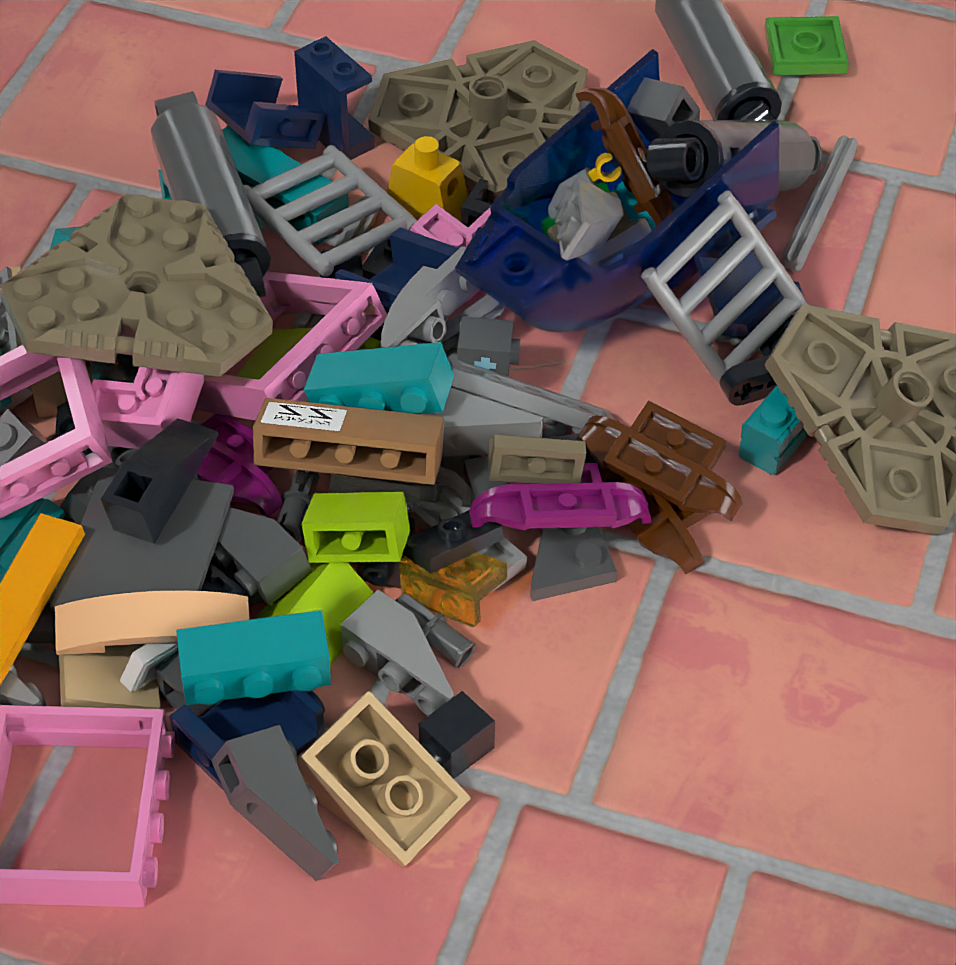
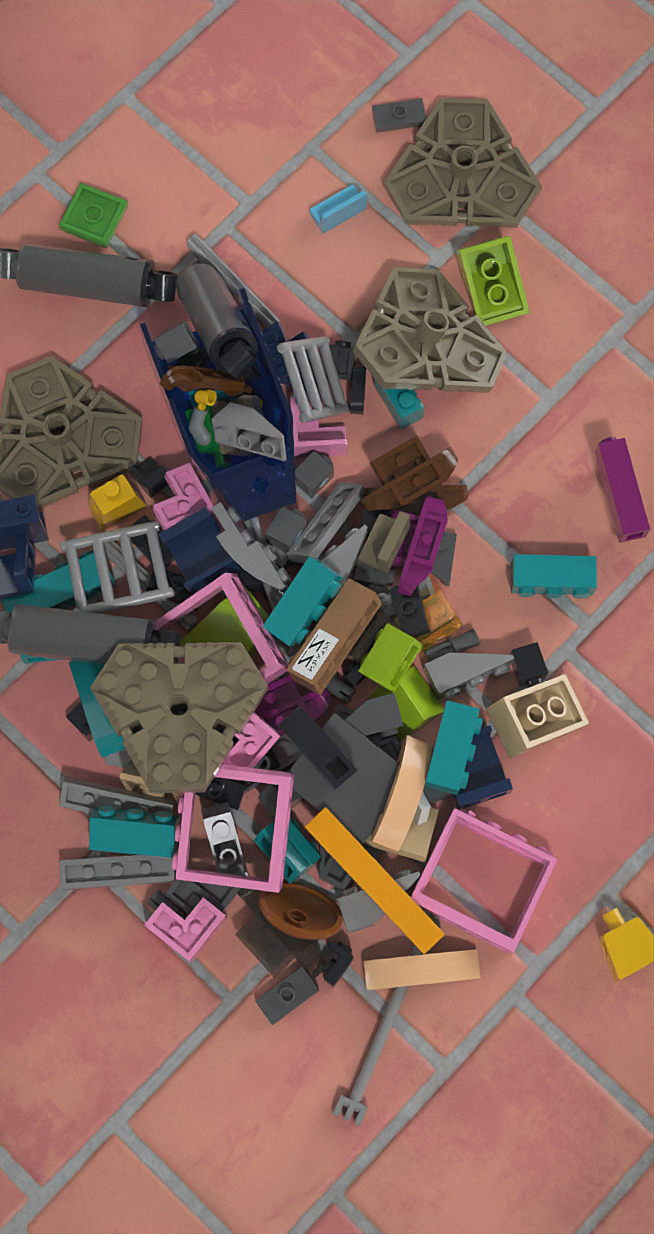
camera: 65 degrees left, 25 degrees up
(269, 791) = (531, 772): dark grey slope -> none
(599, 373) = (314, 474): none -> dark grey brick
(625, 717) = (553, 575): none -> teal brick
(653, 355) = (310, 438): none -> bright pink panel
(818, 738) = (622, 489): none -> magenta brick

